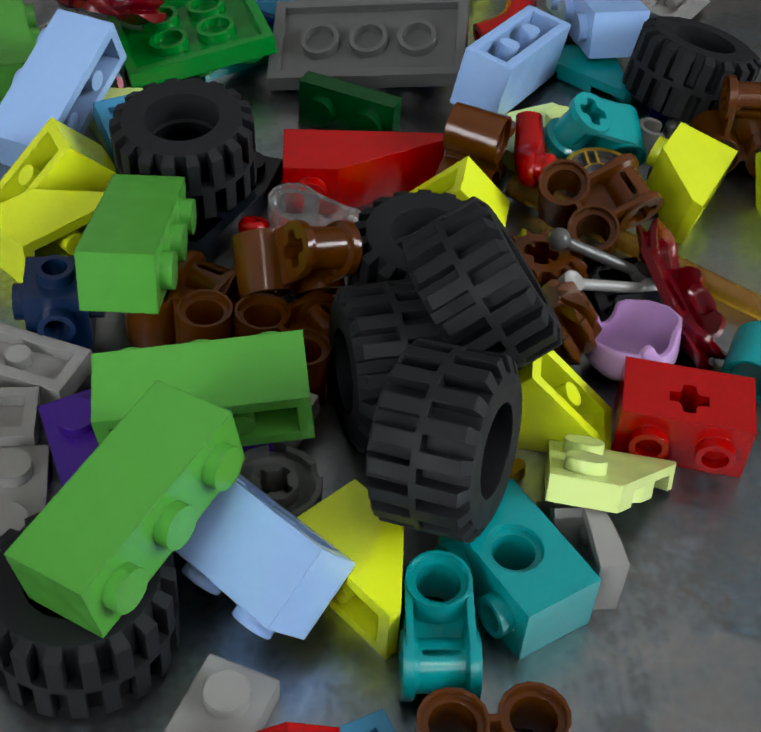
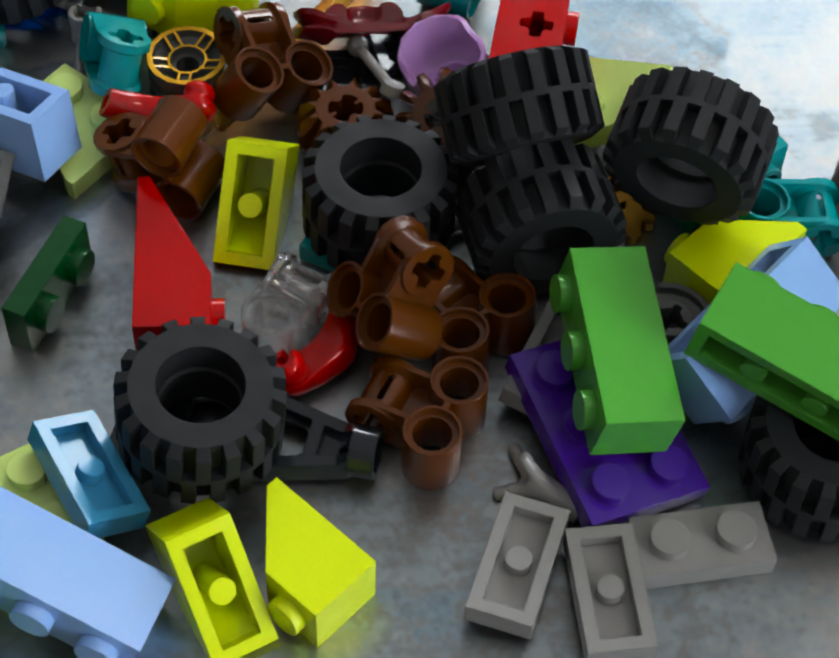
camera: 90 degrees left, 10 degrees up
(50, 296) = (439, 528): dark blue brick -> none
(134, 244) = (394, 428): bright green brick -> none
(560, 238) = (342, 83): dark grey hinge -> none

